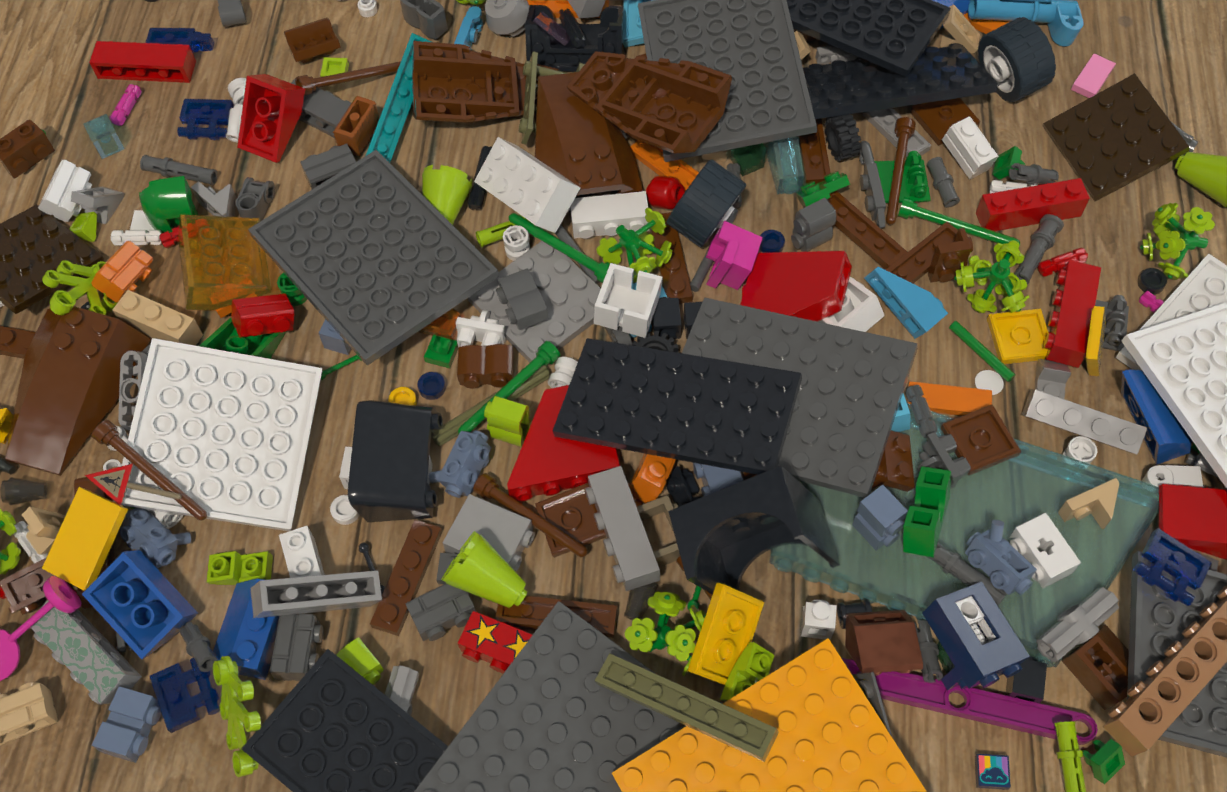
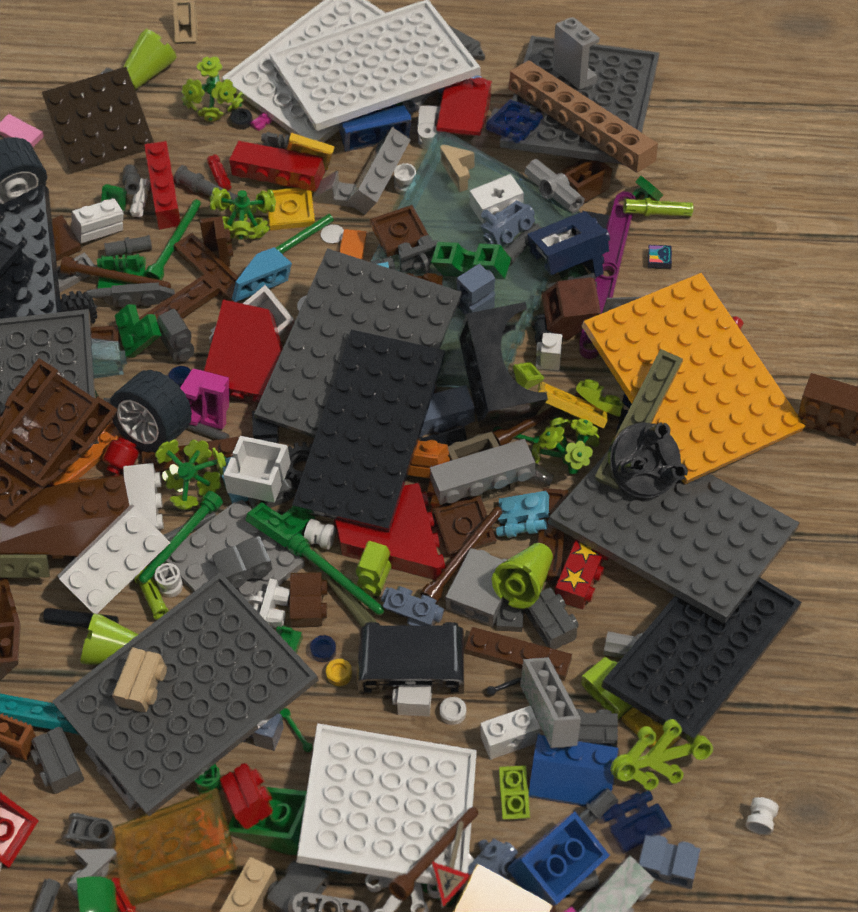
camera: 90 degrees left, 5 degrees down
(376, 207) = (139, 680): none -> tan brick
(569, 329) = (277, 526): none -> green plate
(590, 582) = (523, 508): none -> medium azure plate
(625, 713) = (645, 460): none -> black piece
(788, 595) = (527, 375): none -> lime slope

